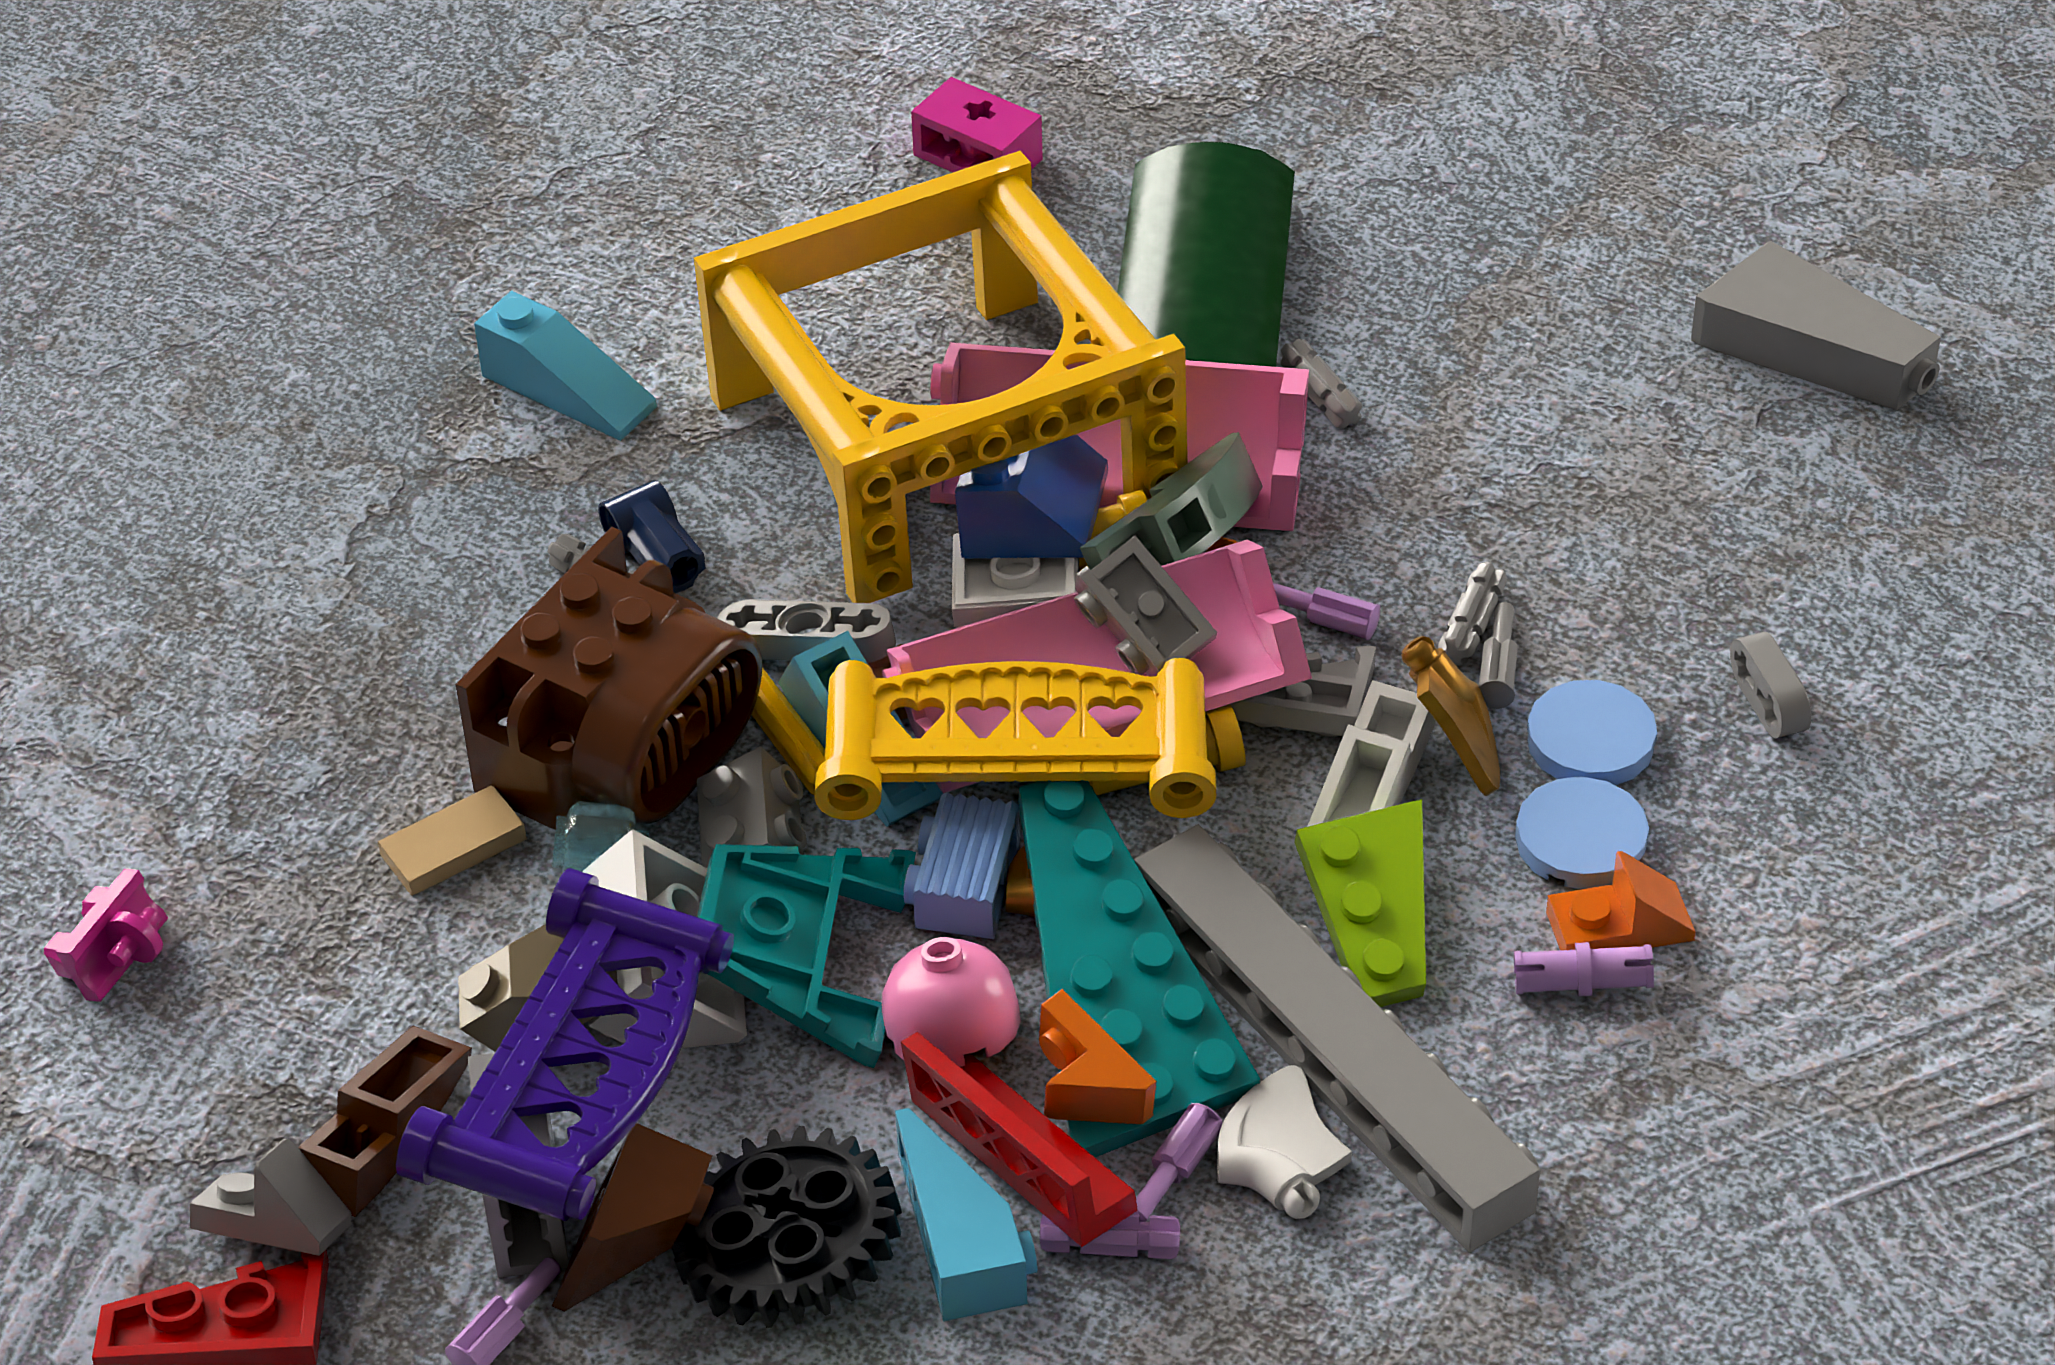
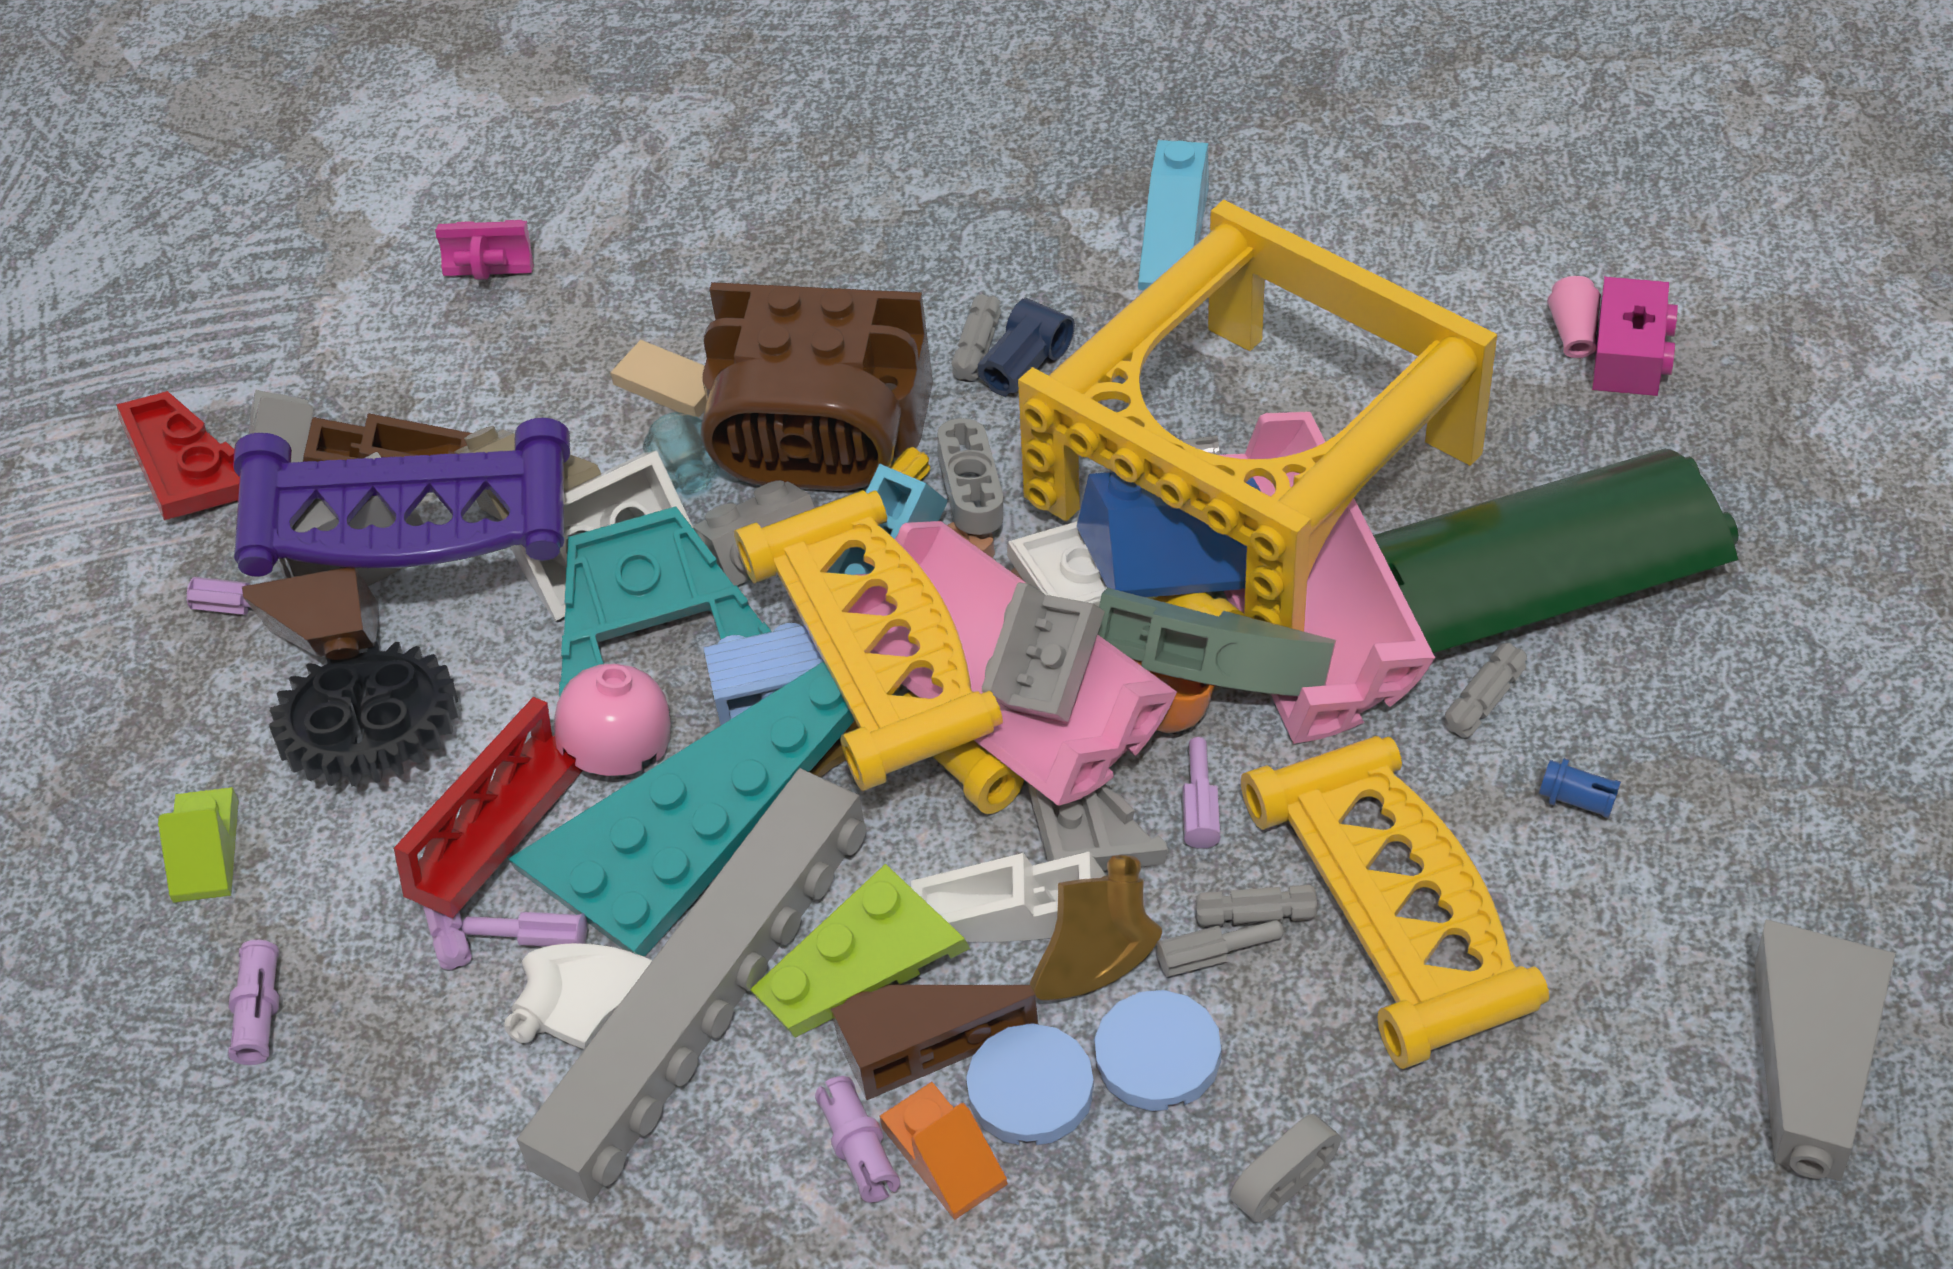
camera: 70 degrees right, 5 degrees up
(916, 157) = (1575, 312): none -> bright pink cone
(963, 1225) = (380, 816): medium azure slope -> none
(1097, 1074) = (564, 833): orange slope -> none
(1461, 371) = (1579, 788): none -> blue pin
(1486, 886) = (922, 1028): none -> reddish brown slope
(1650, 526) = (1431, 1001): none -> yellow piece

